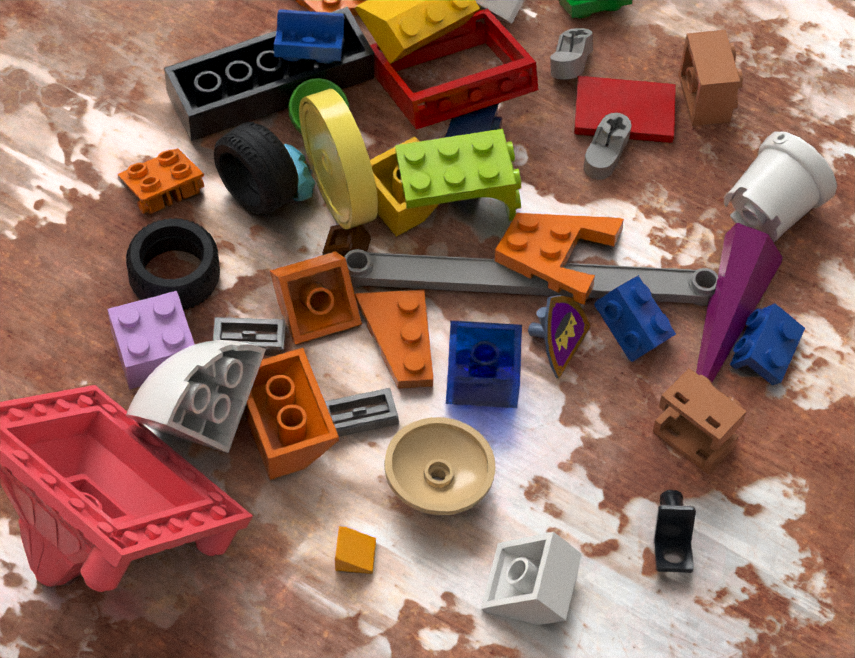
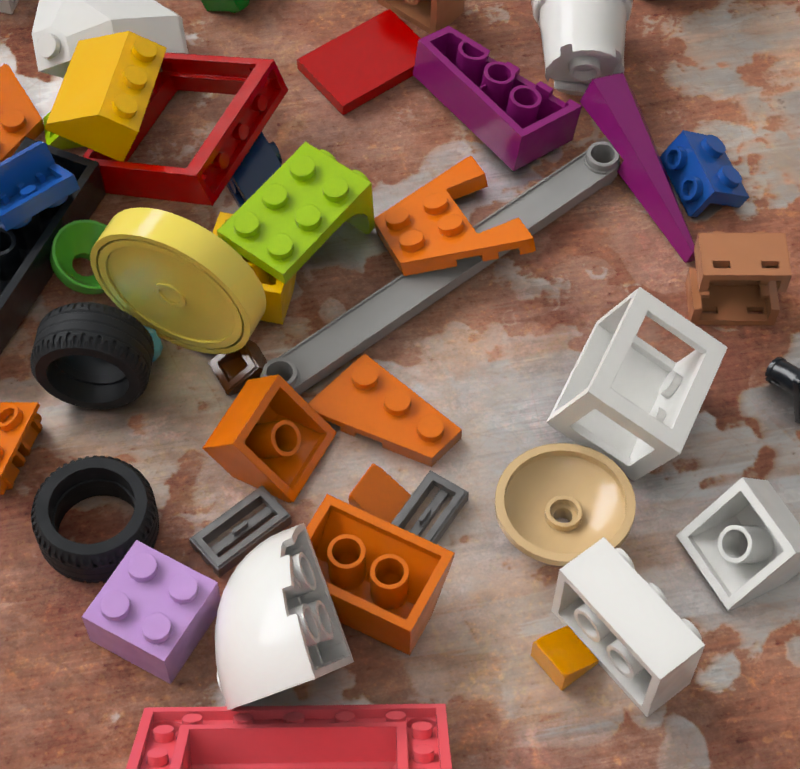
camera: 40 degrees left, 0 degrees up
(342, 377) = (379, 494): none -> orange slope
(399, 560) = (627, 625): none -> white brick
(484, 364) = (499, 377): clear blue brick -> none
(553, 429) = (630, 395): none -> white piece
(563, 329) = (520, 300): shield -> none
(571, 53) = (272, 40): light grey piece -> none
(602, 160) = (388, 84): light grey piece -> none
(634, 318) = (581, 234): blue bracket -> none
(673, 193) = (493, 100): none -> magenta wedge

